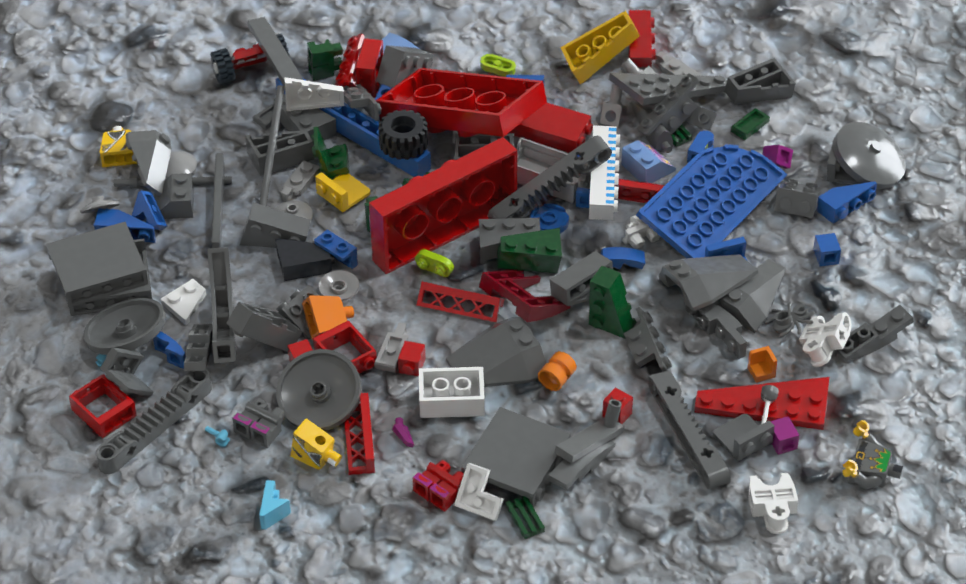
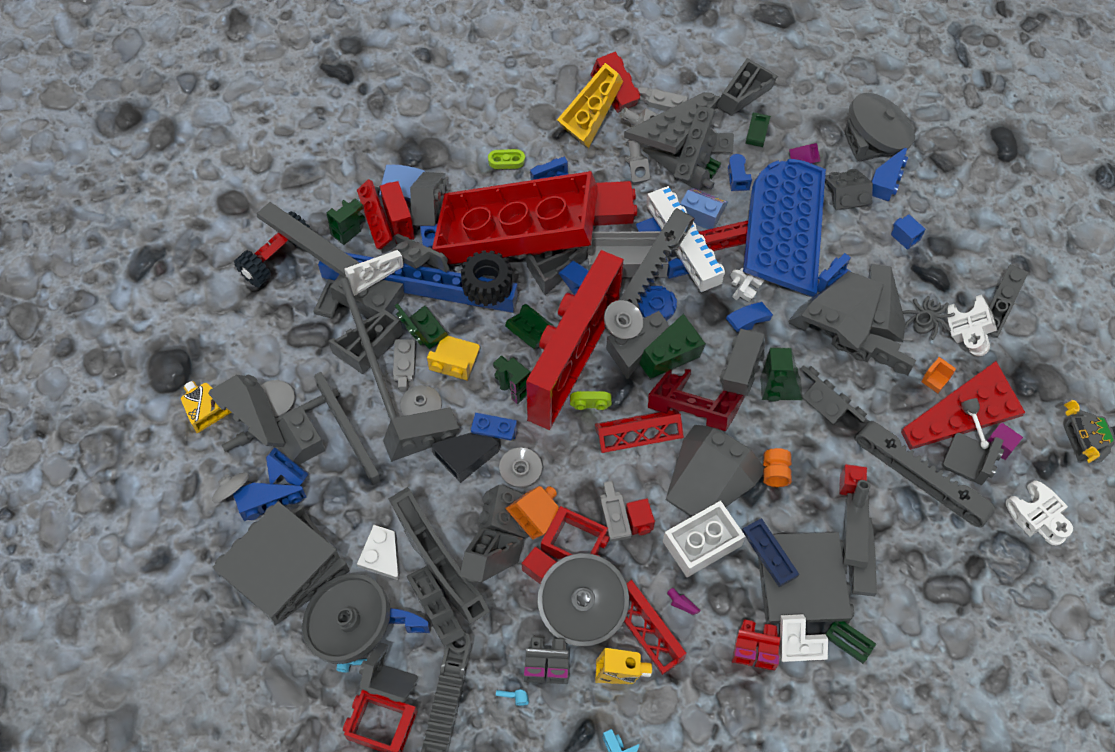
camera: 30 degrees left, 15 degrees up
(496, 418) = (770, 552): none -> dark blue plate
(499, 201) = (627, 313): none -> light grey dish

